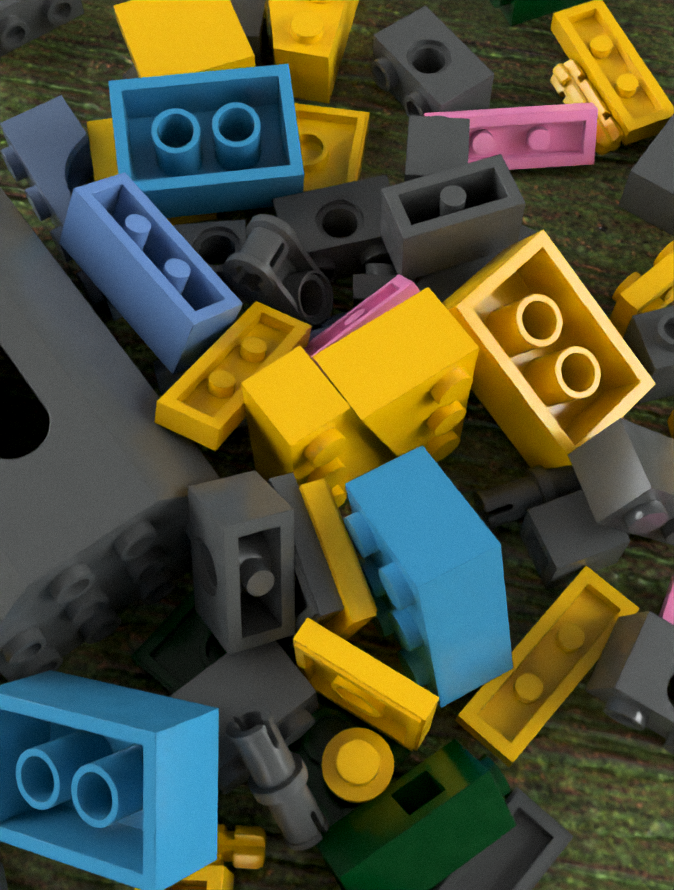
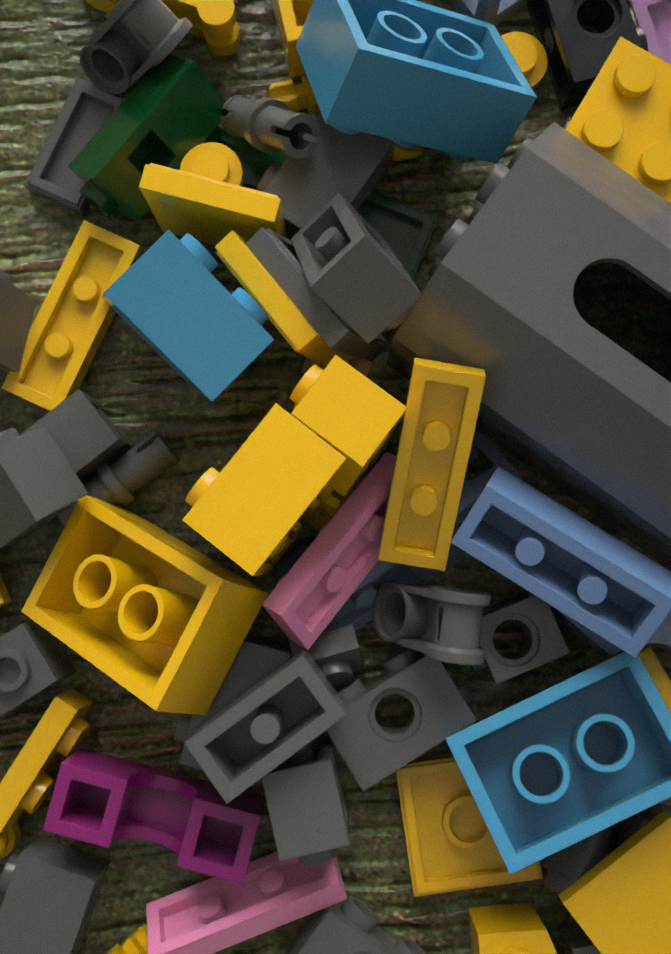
camera: 165 degrees right, 20 degrees up
(597, 234) = (115, 799): none -> magenta arch

